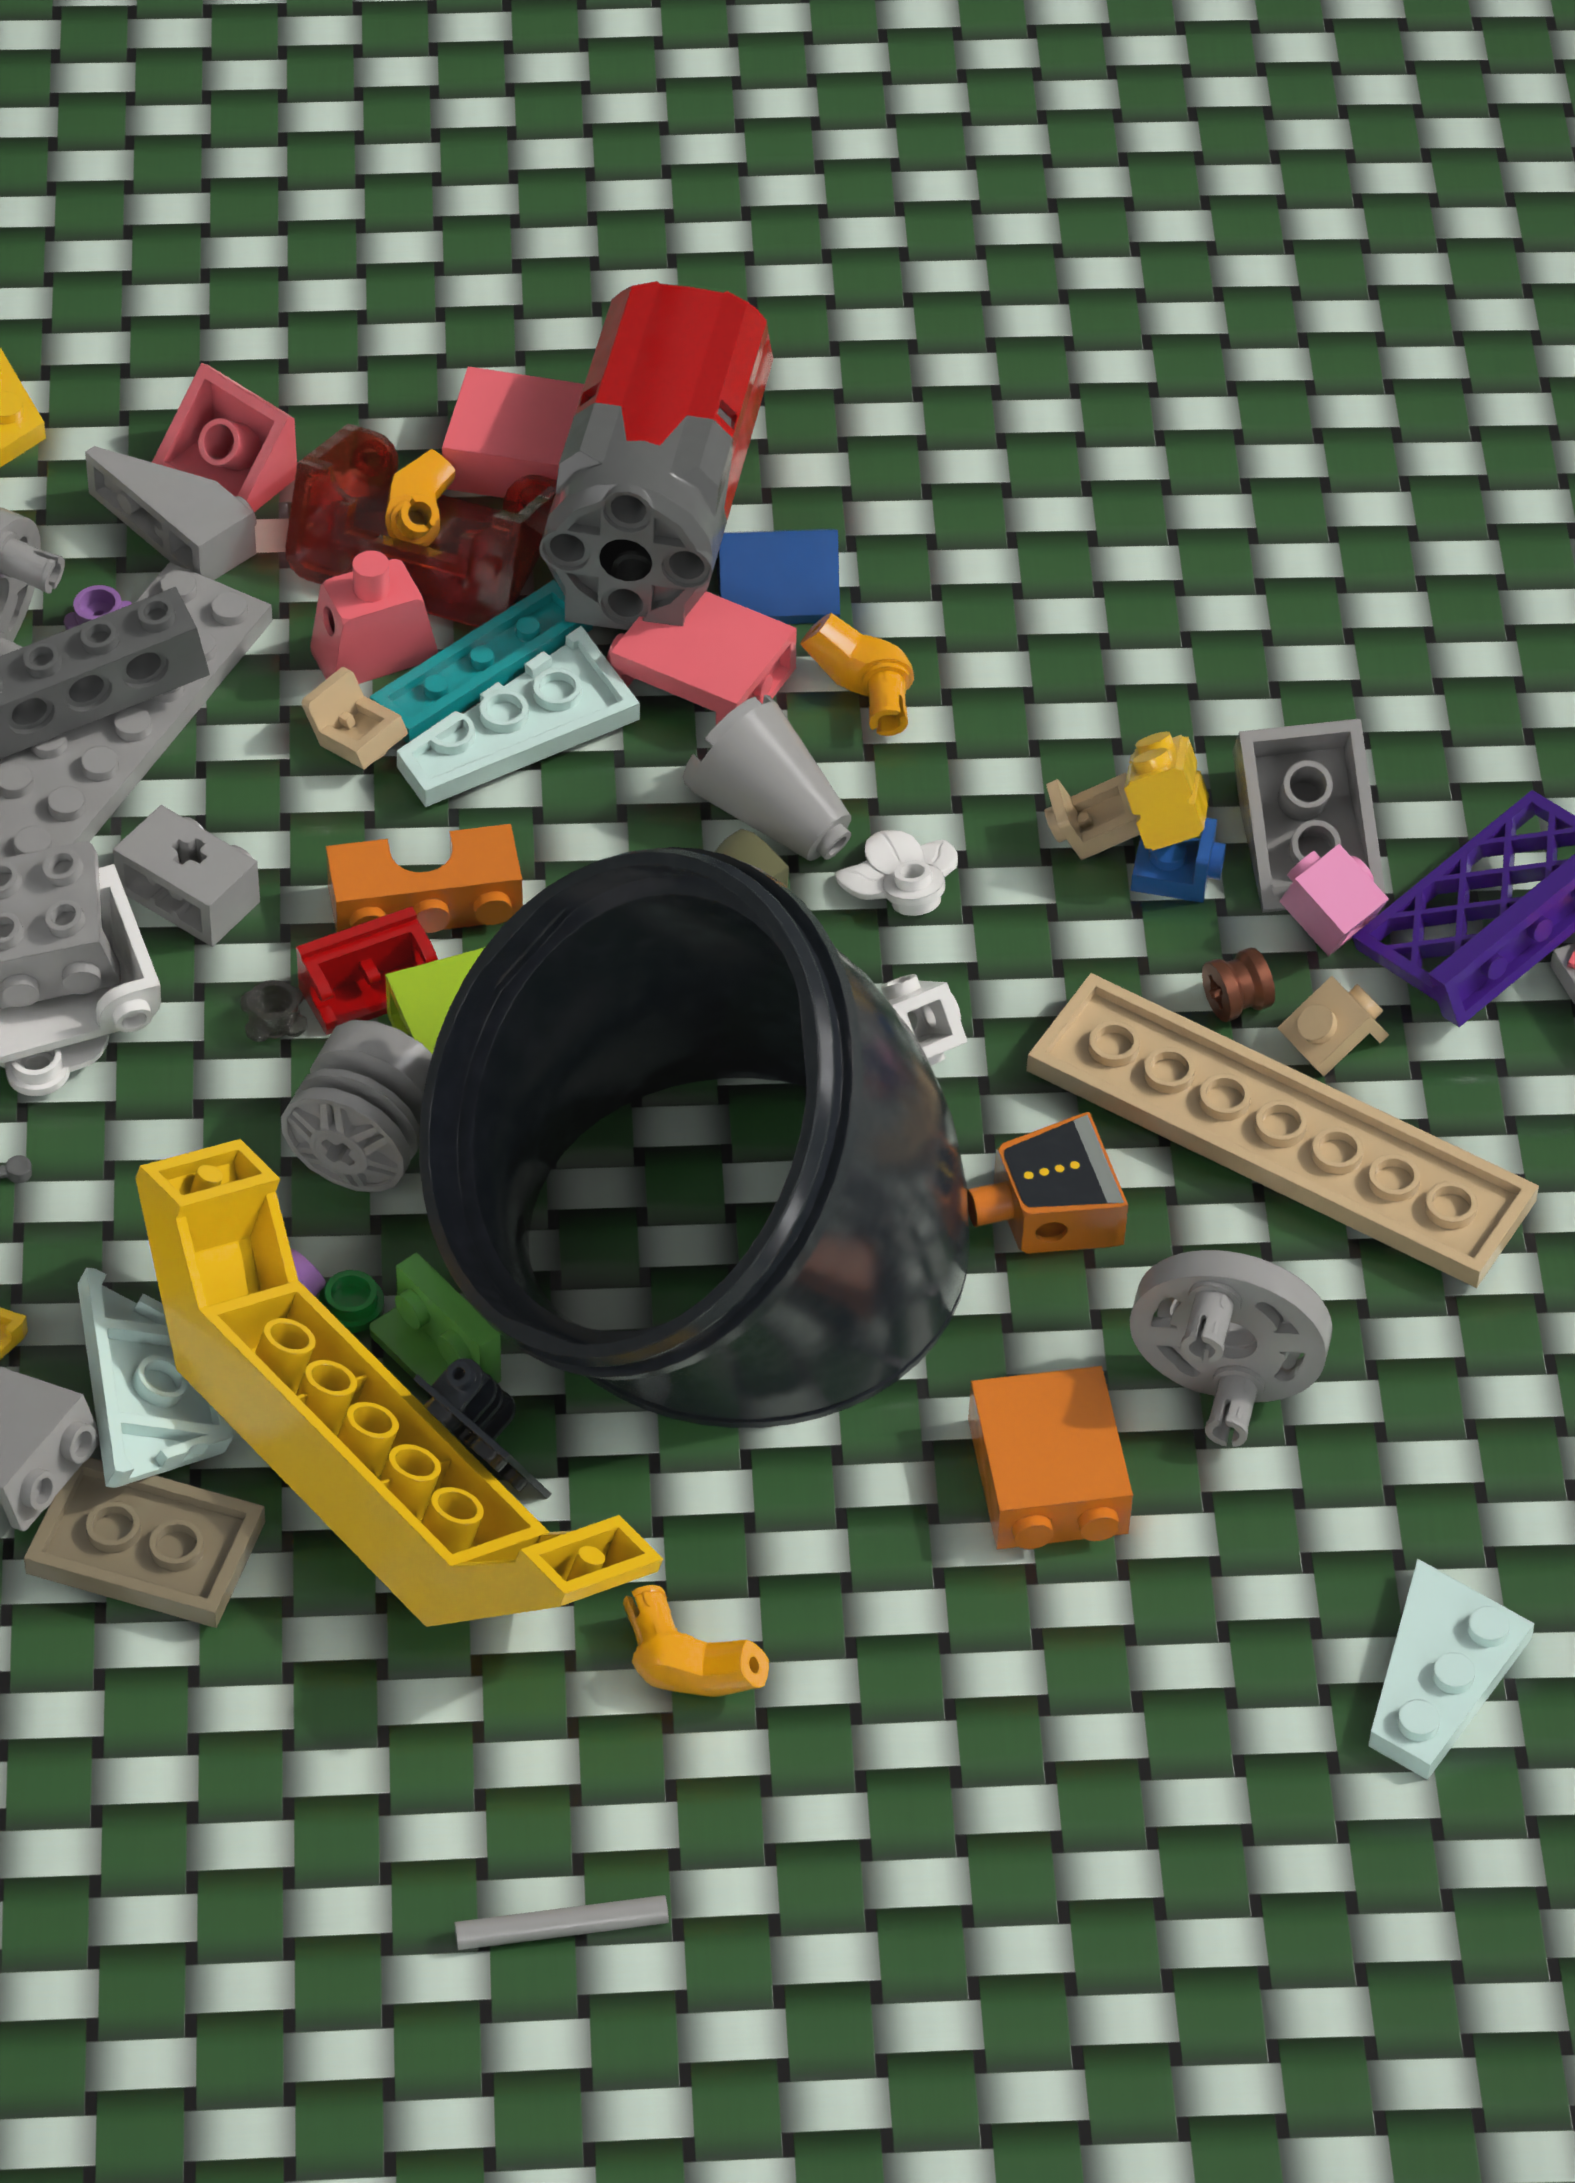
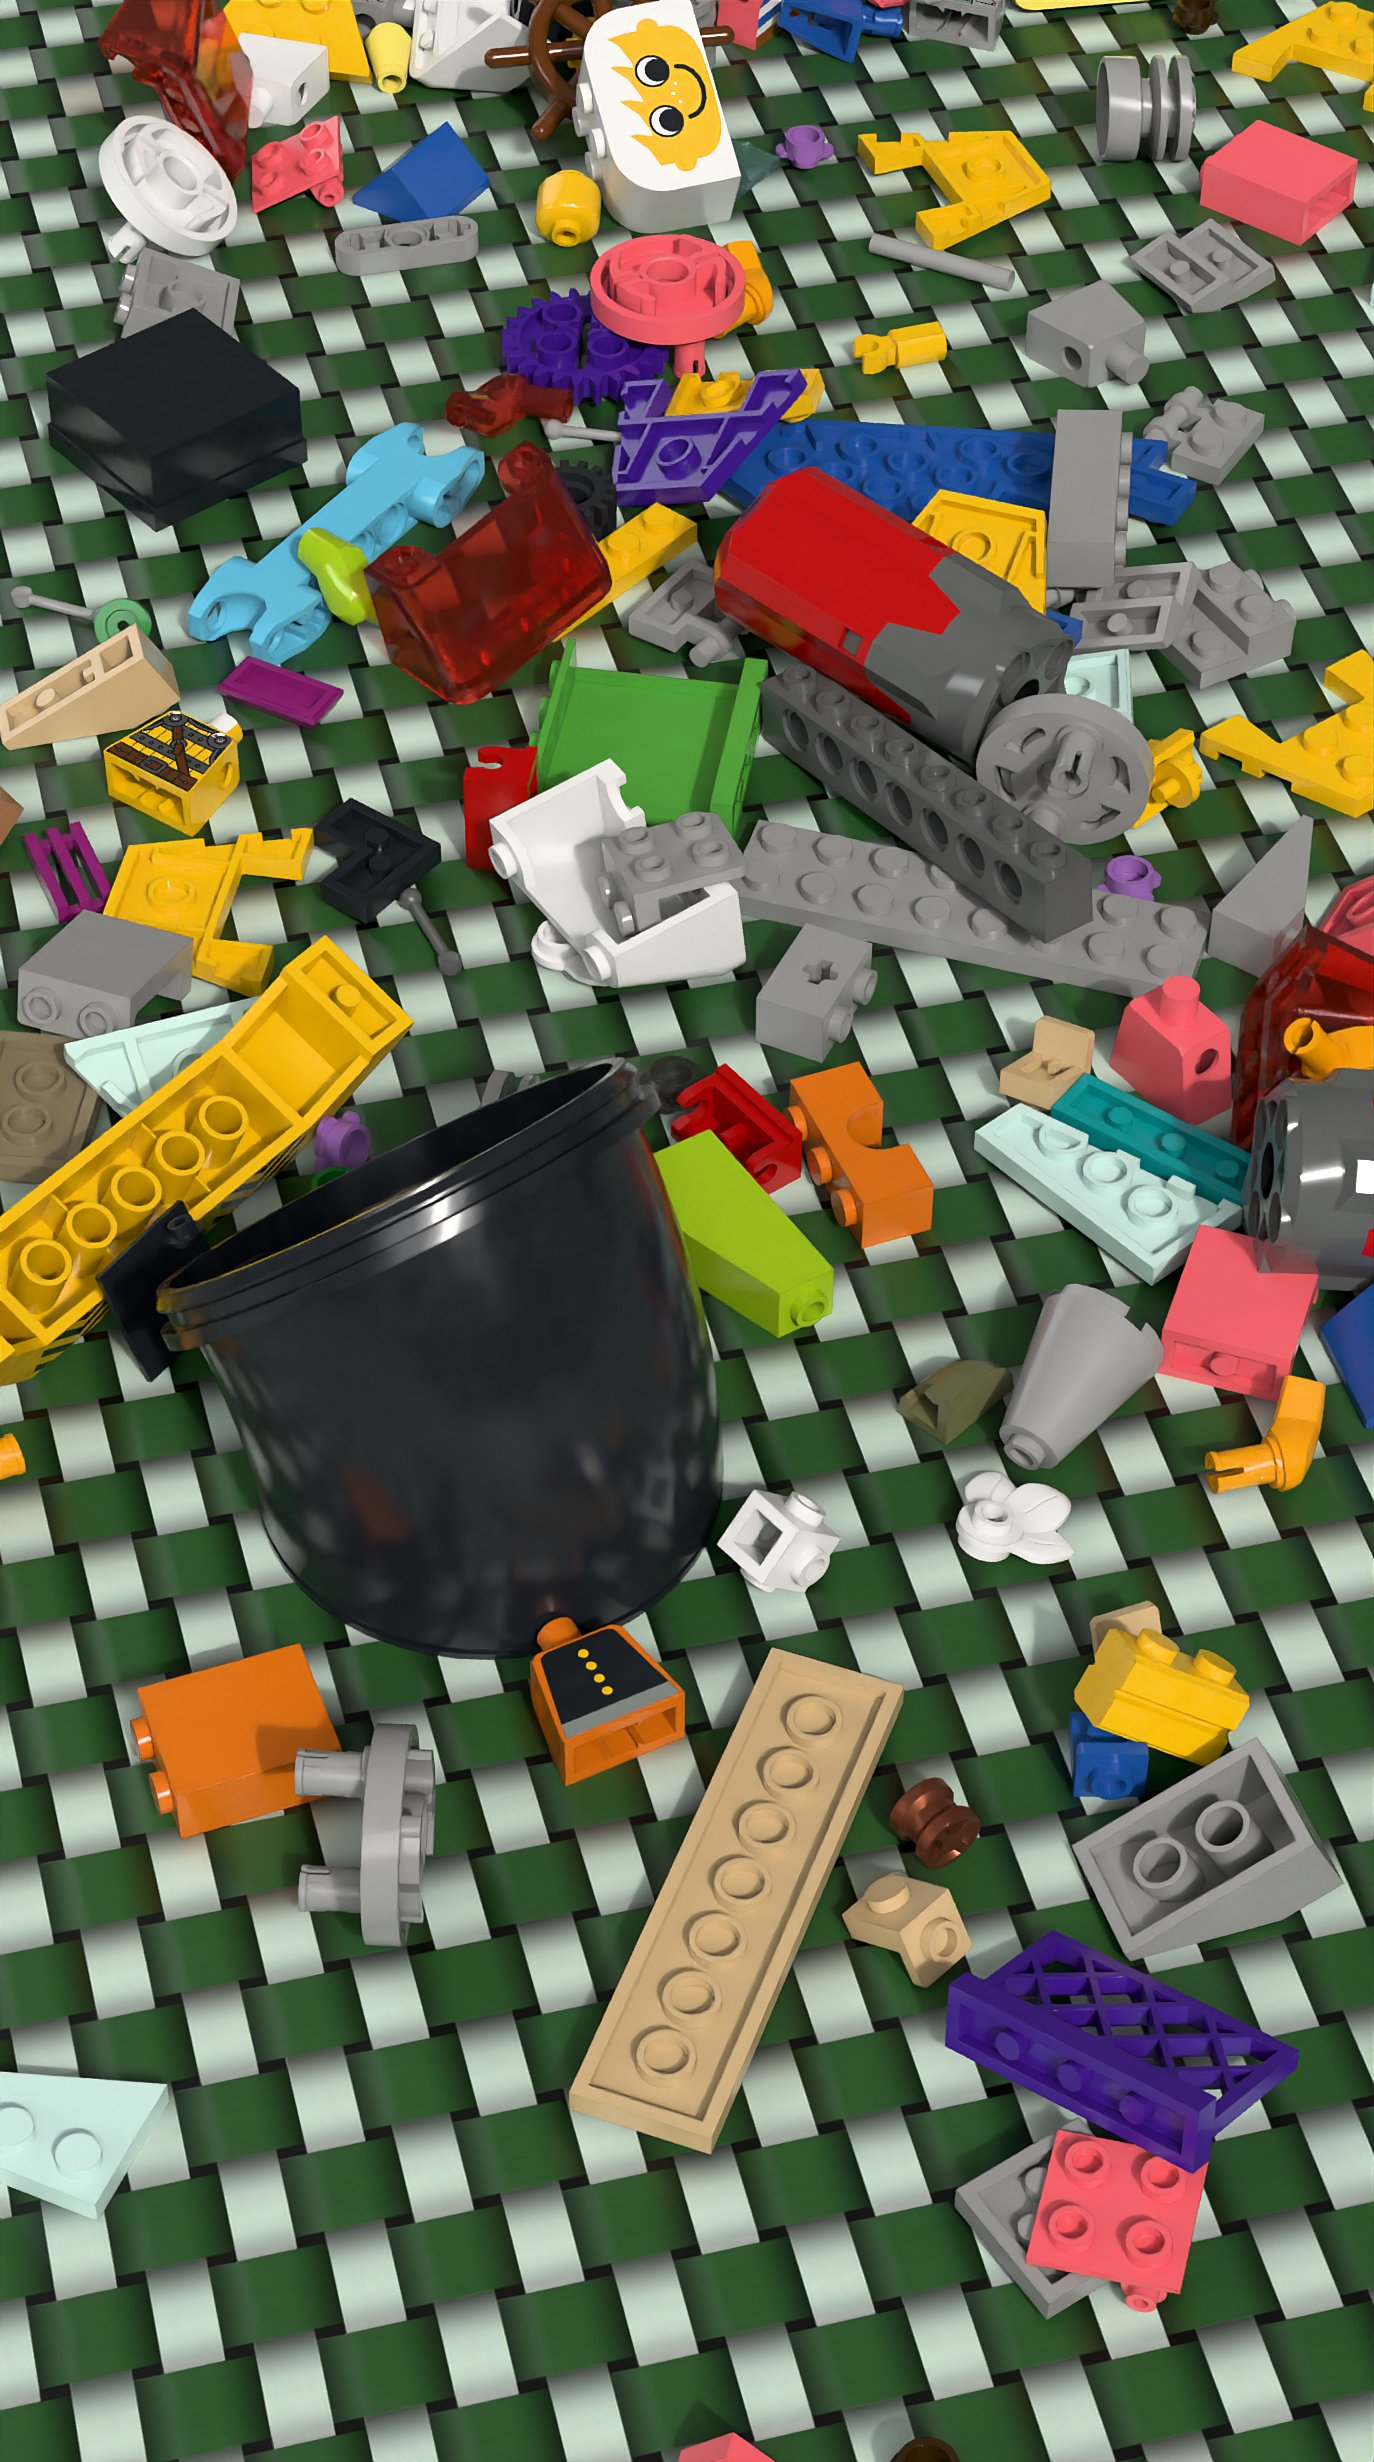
camera: 80 degrees right, 5 degrees down
(1332, 897) = (1079, 1884): bright pink brick -> none

